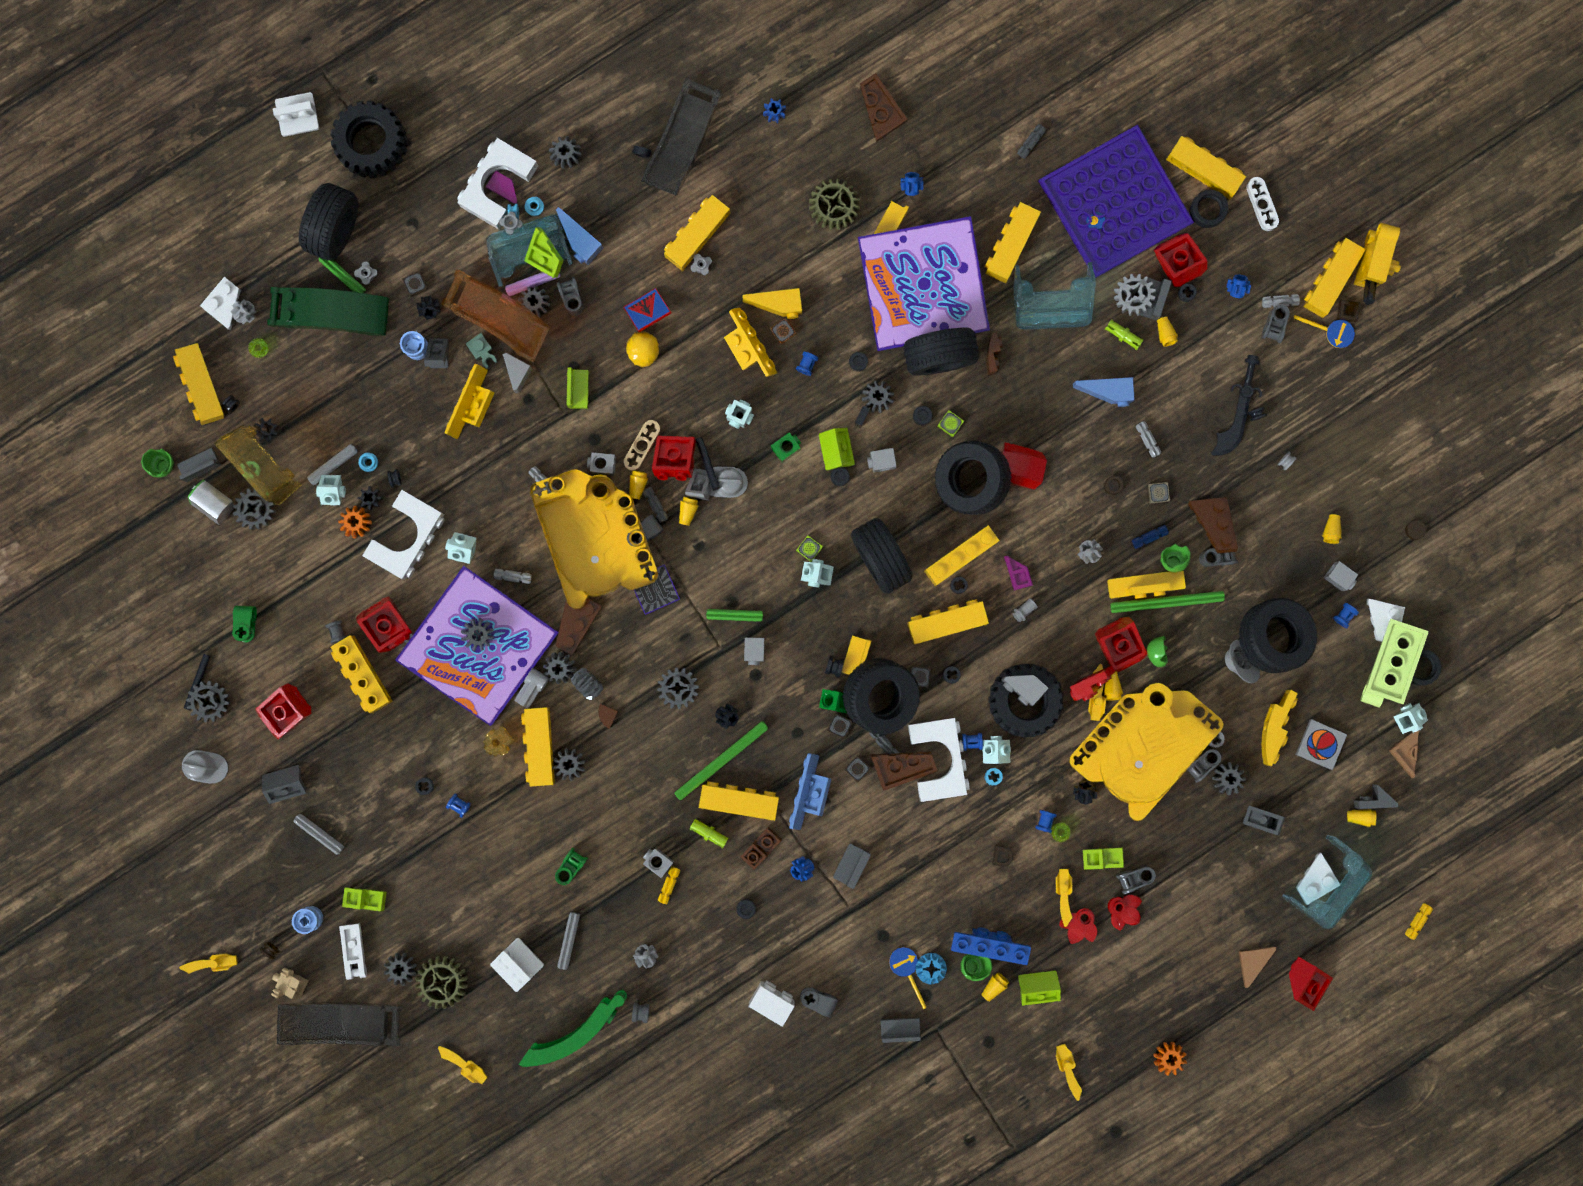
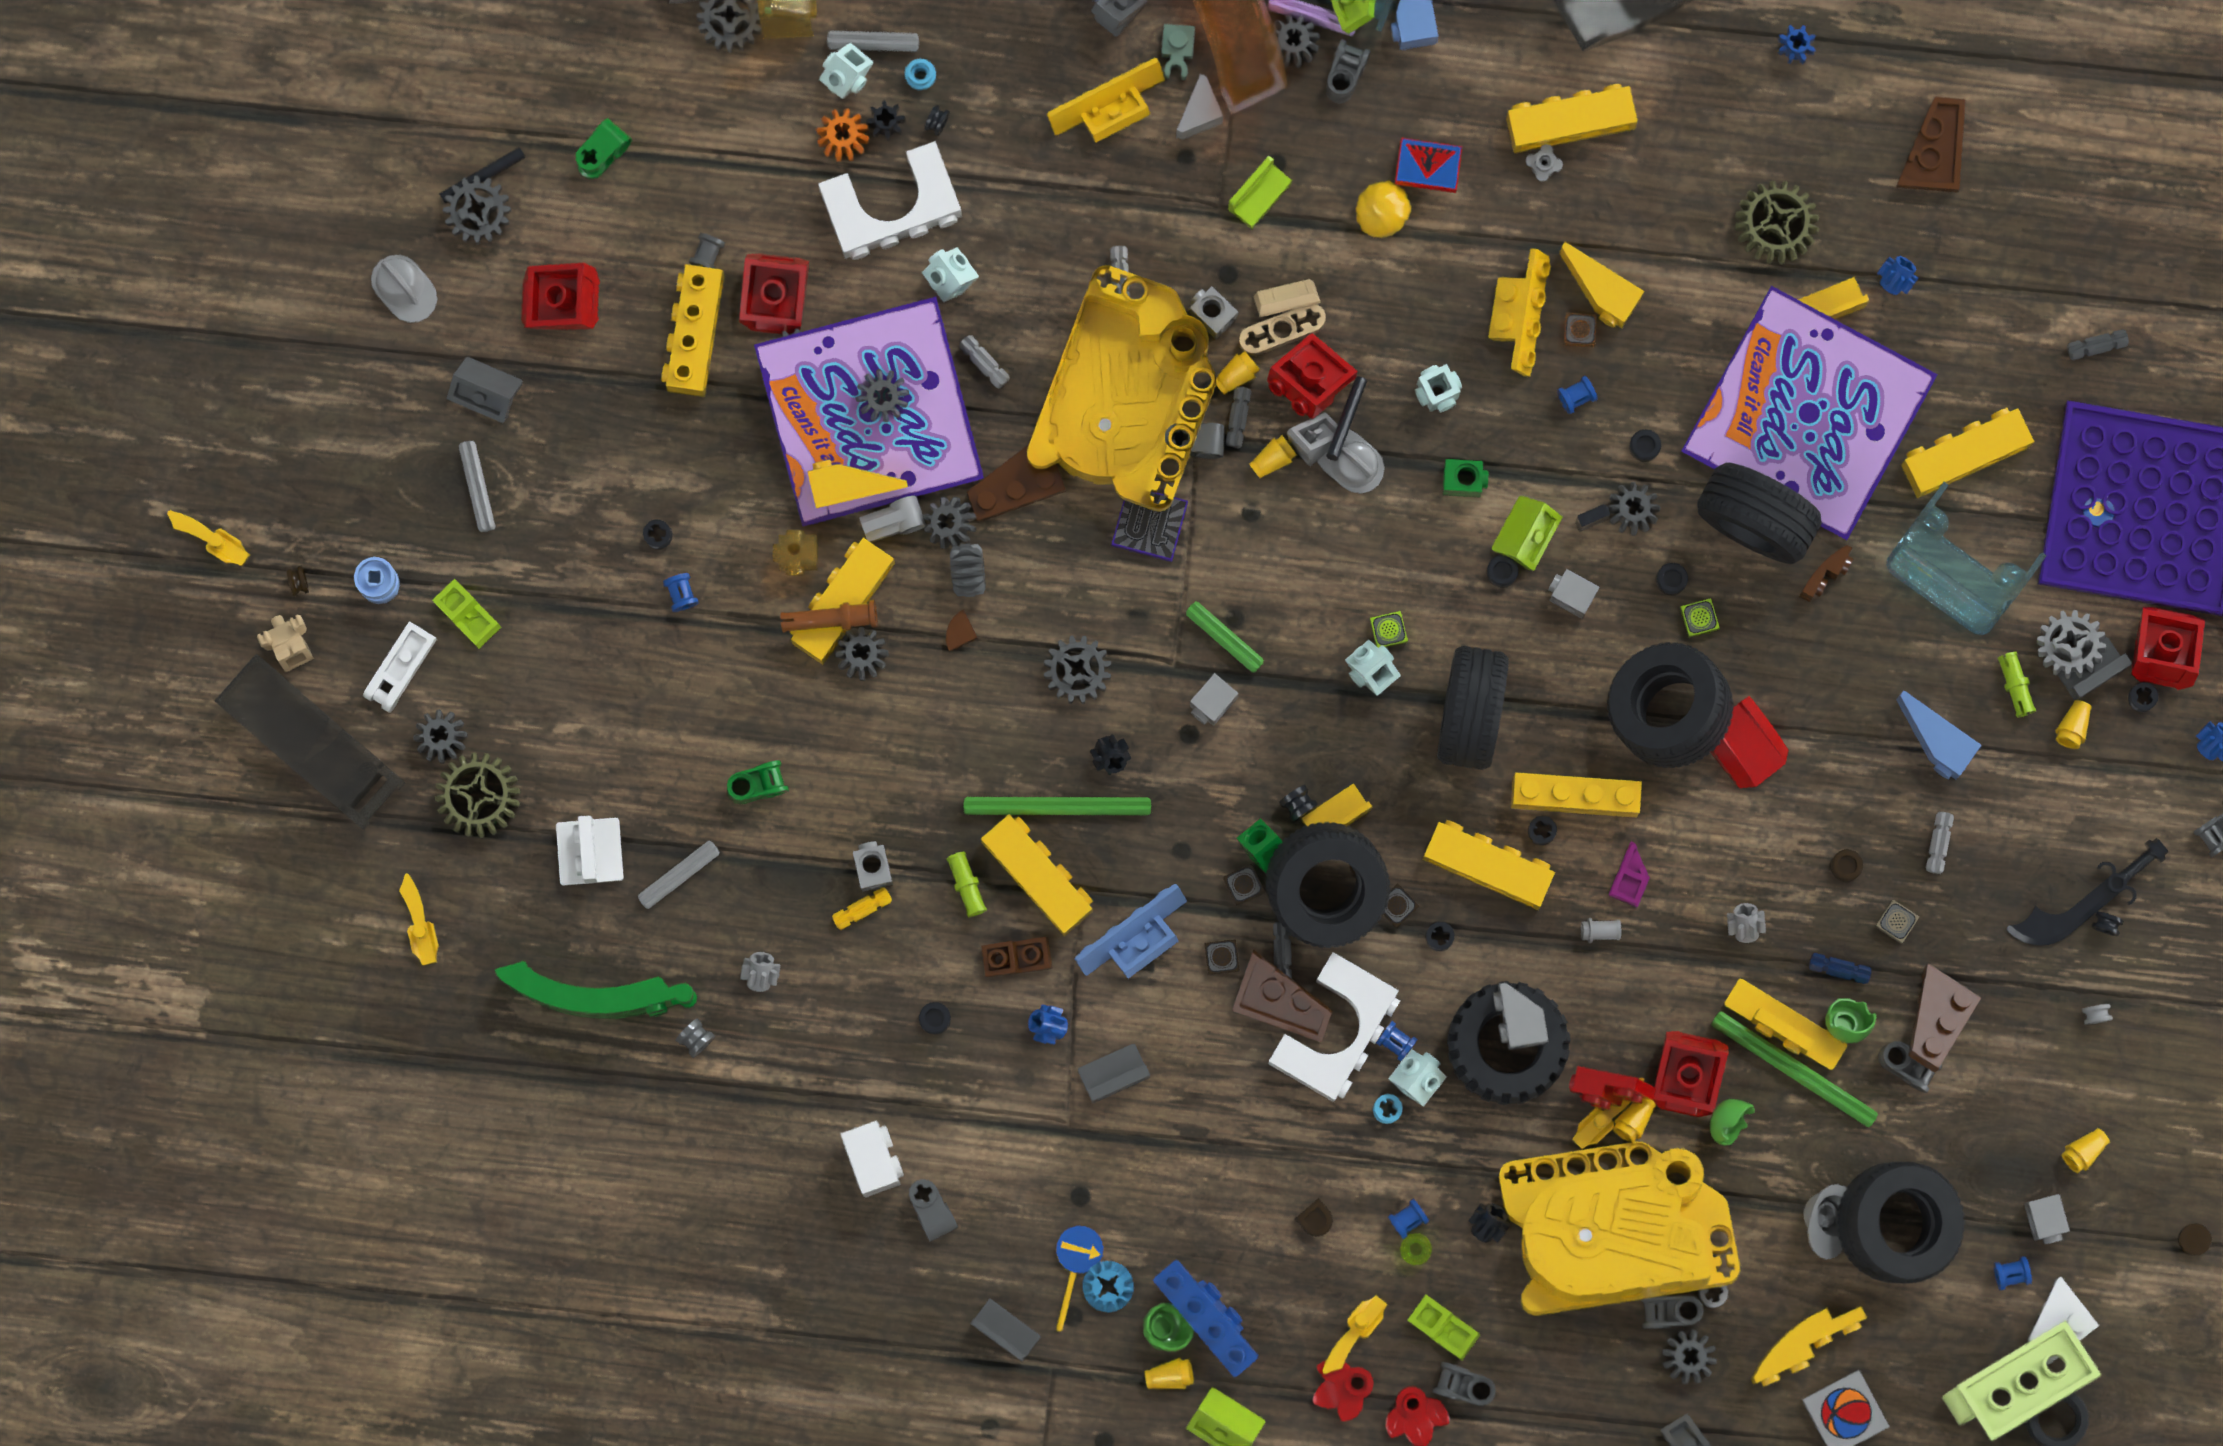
camera: 40 degrees right, 5 degrees down
(492, 691) = (844, 483): none -> yellow slope
(547, 755) = (845, 616): none -> dark orange pin
(631, 428) = (1286, 297): none -> tan tile

